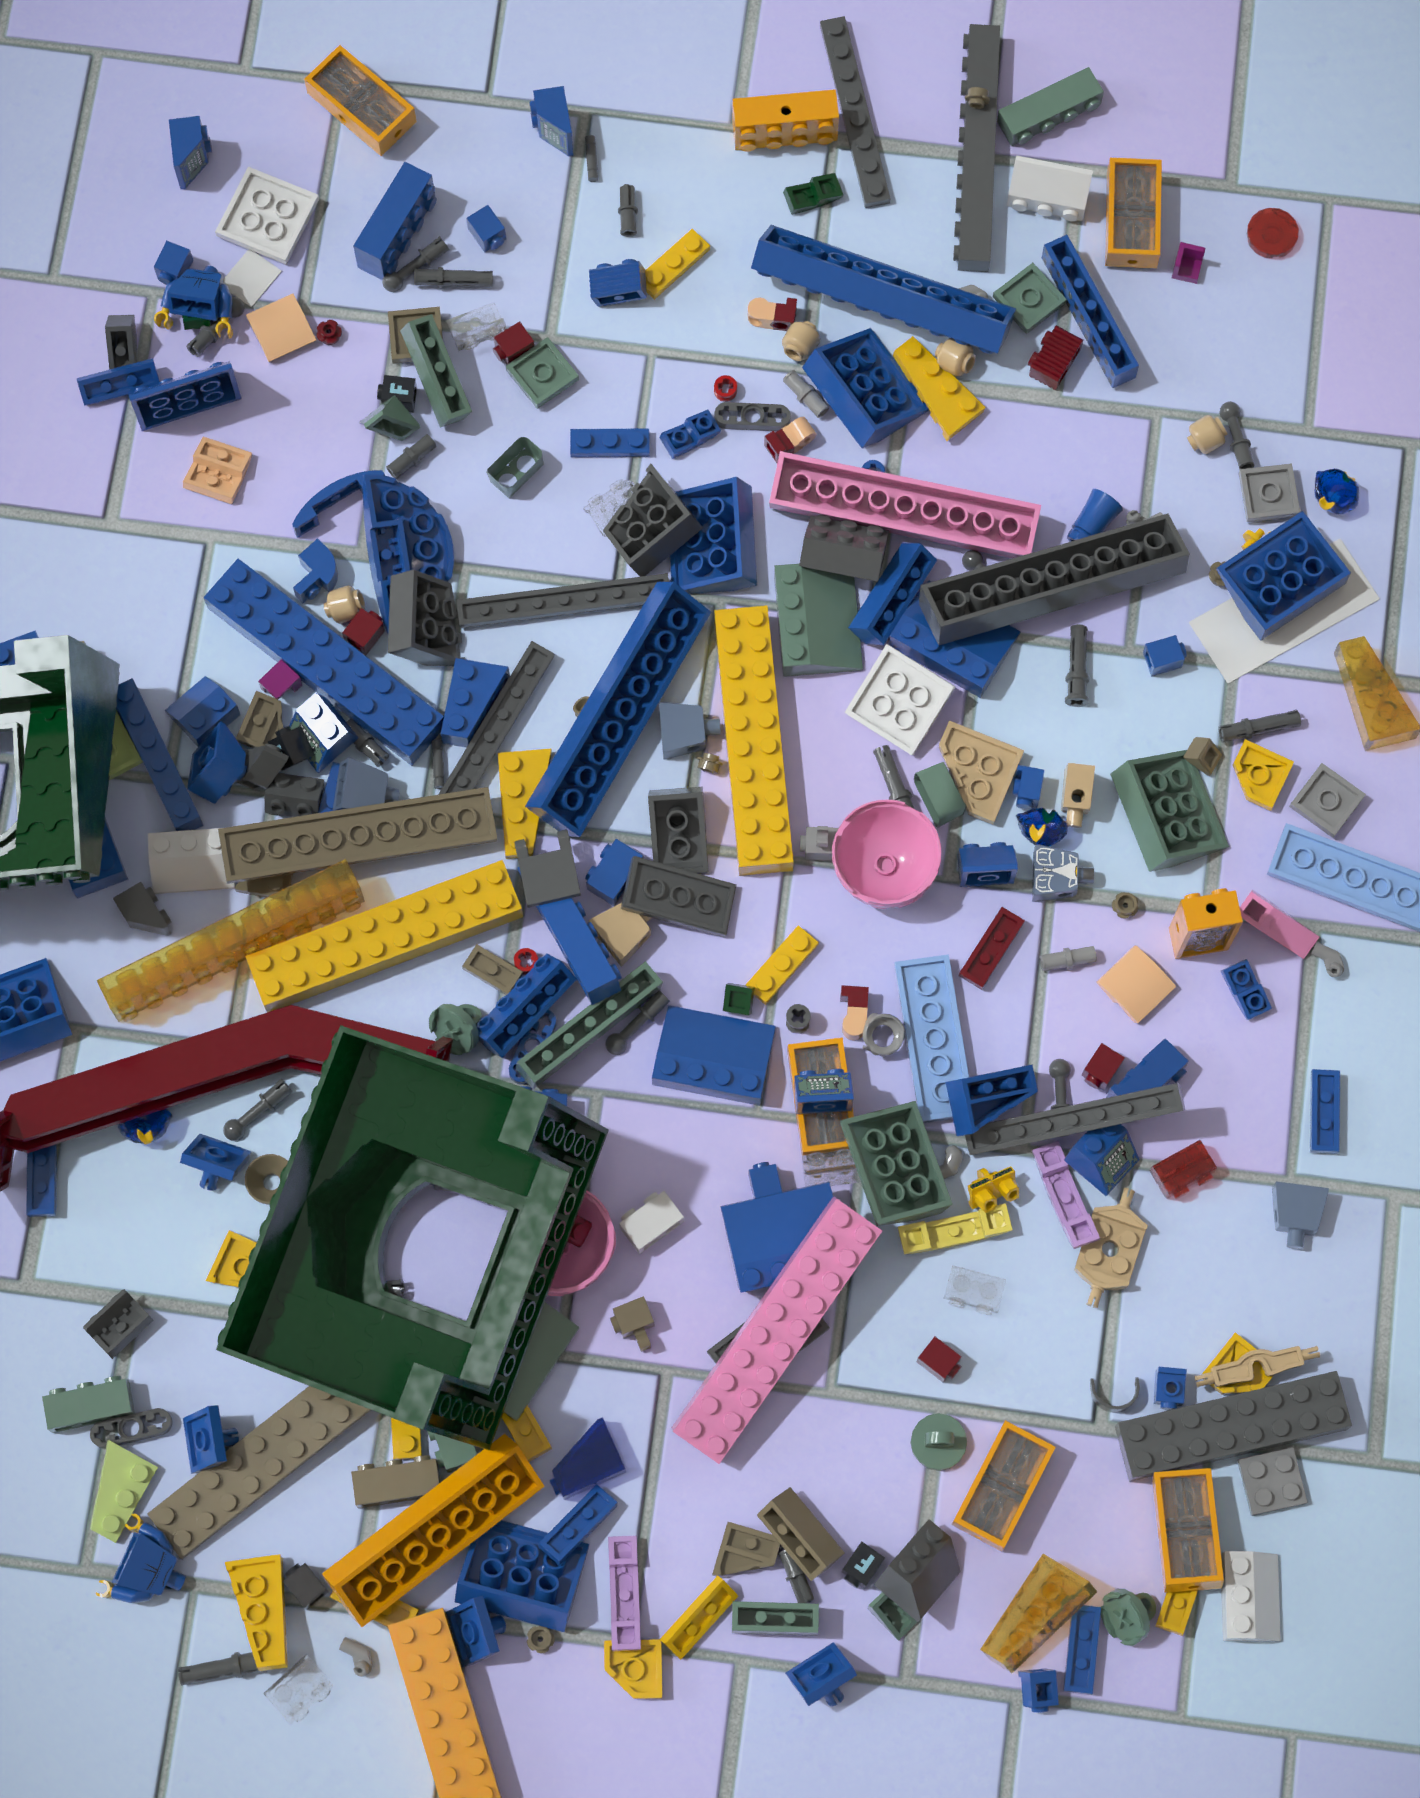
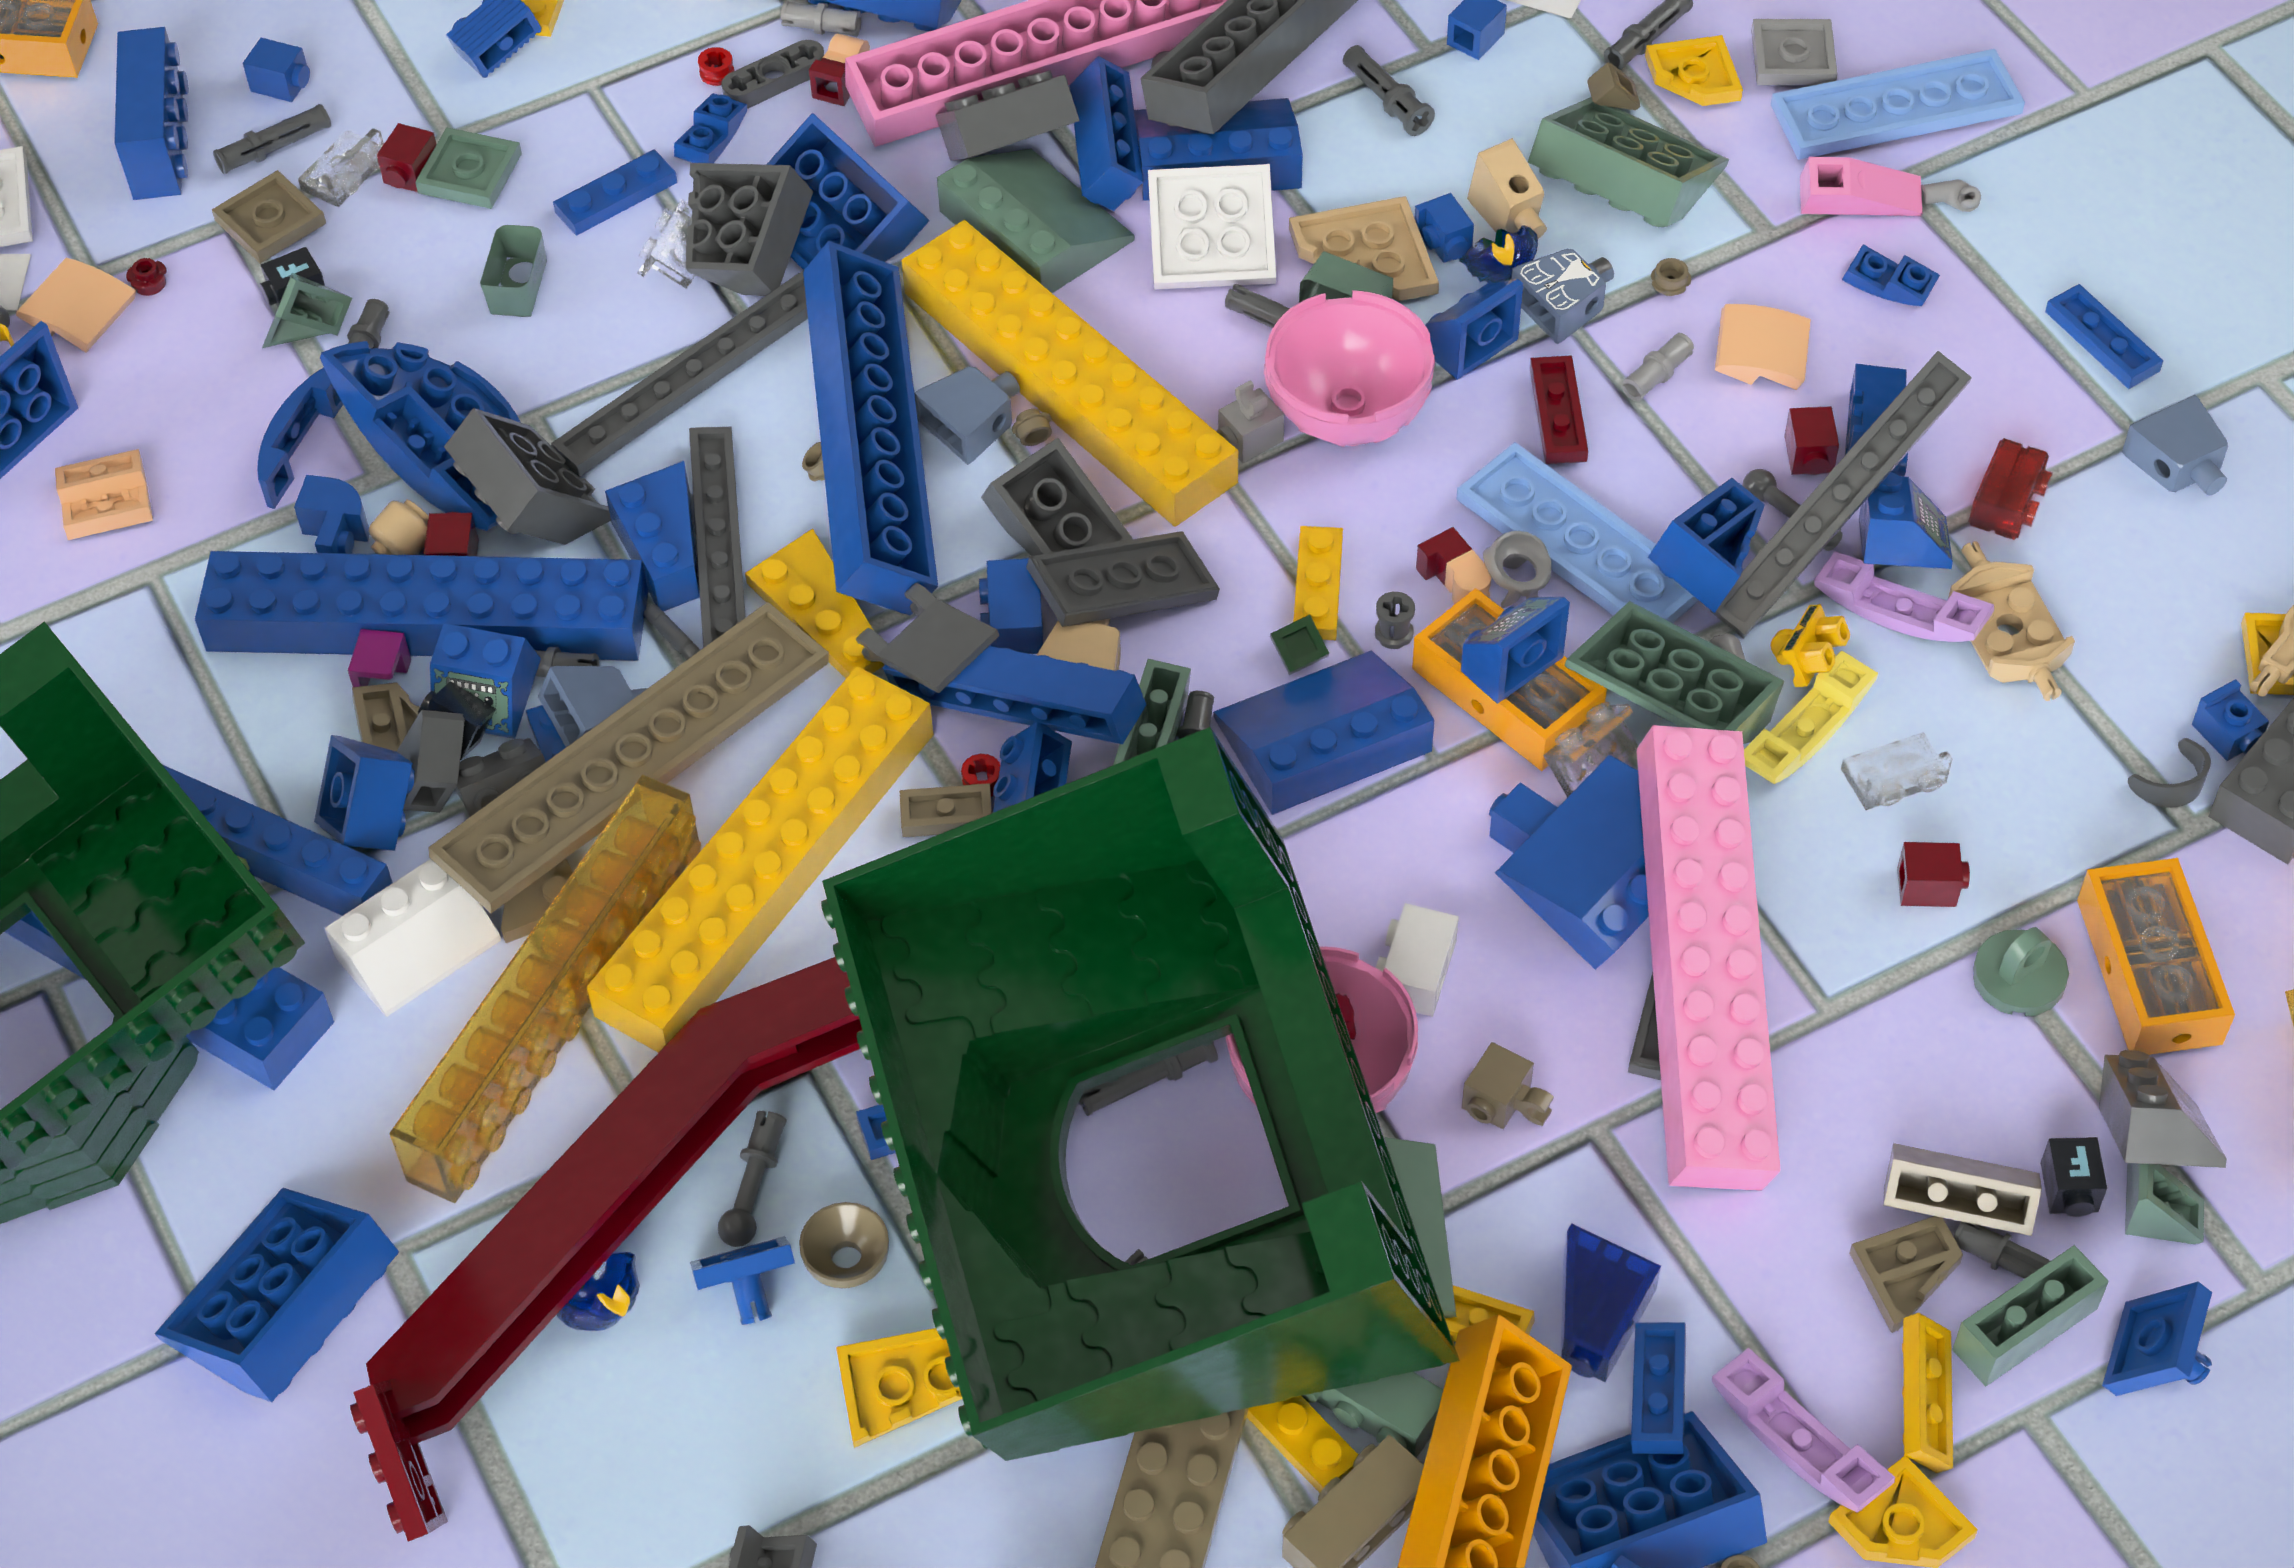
camera: 35 degrees left, 20 degrees down
(41, 1182) = (495, 1472): blue plate -> none
(141, 912) = (387, 1039): dark grey slope -> none
(202, 709) = (290, 757): blue slope -> none
(394, 281) = (193, 184): dark grey pin -> none
(436, 370) = (328, 221): sand green brick -> none
(1205, 923) = (1794, 208): light orange brick -> none

